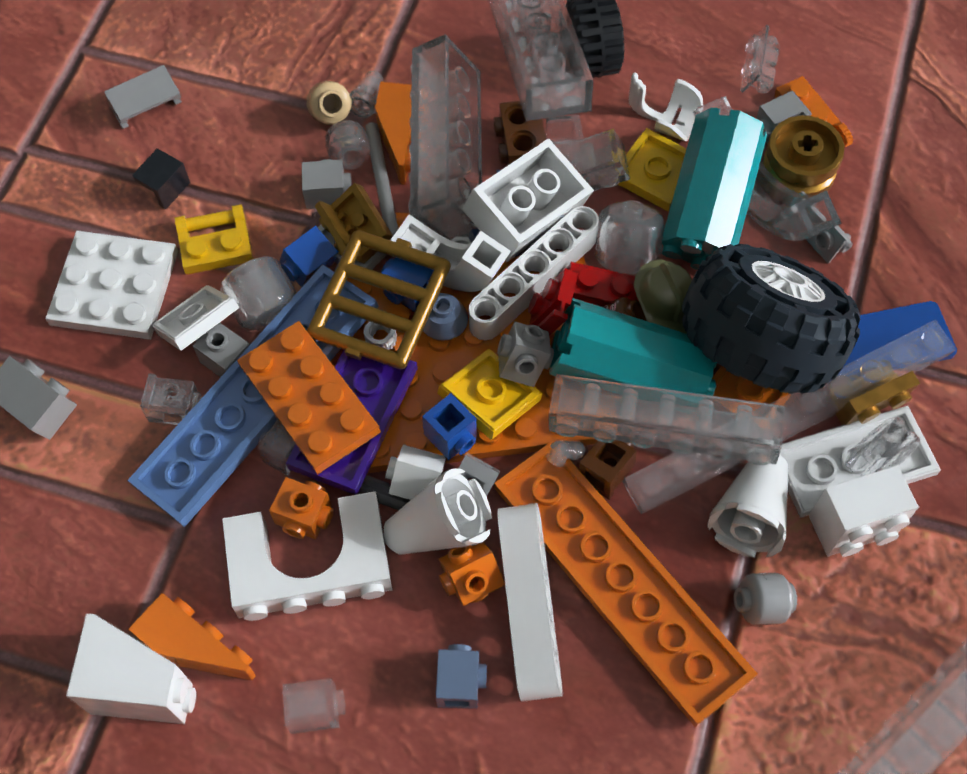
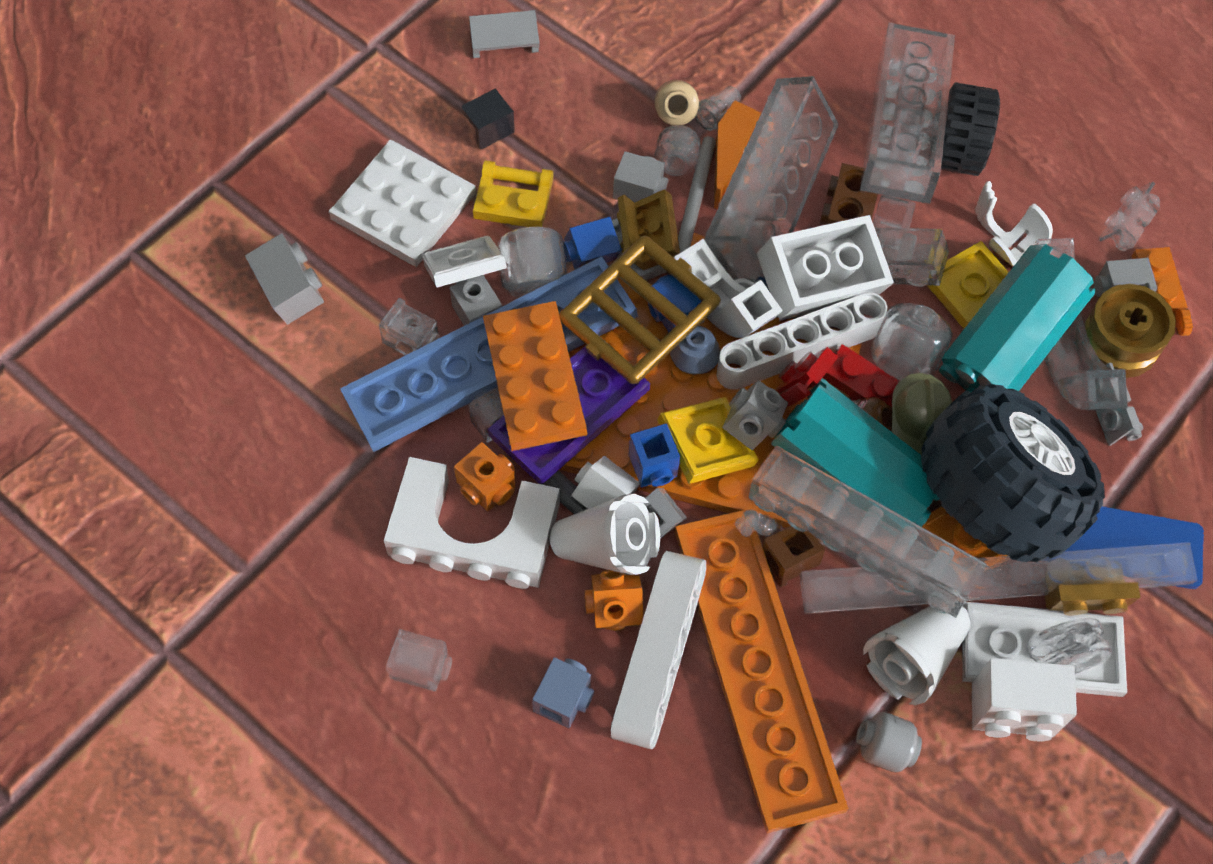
camera: 20 degrees right, 0 degrees up
(127, 679) = (264, 566): white slope -> none
(182, 640) = (326, 554): orange slope -> none
(387, 343) = (630, 355): white axle -> none

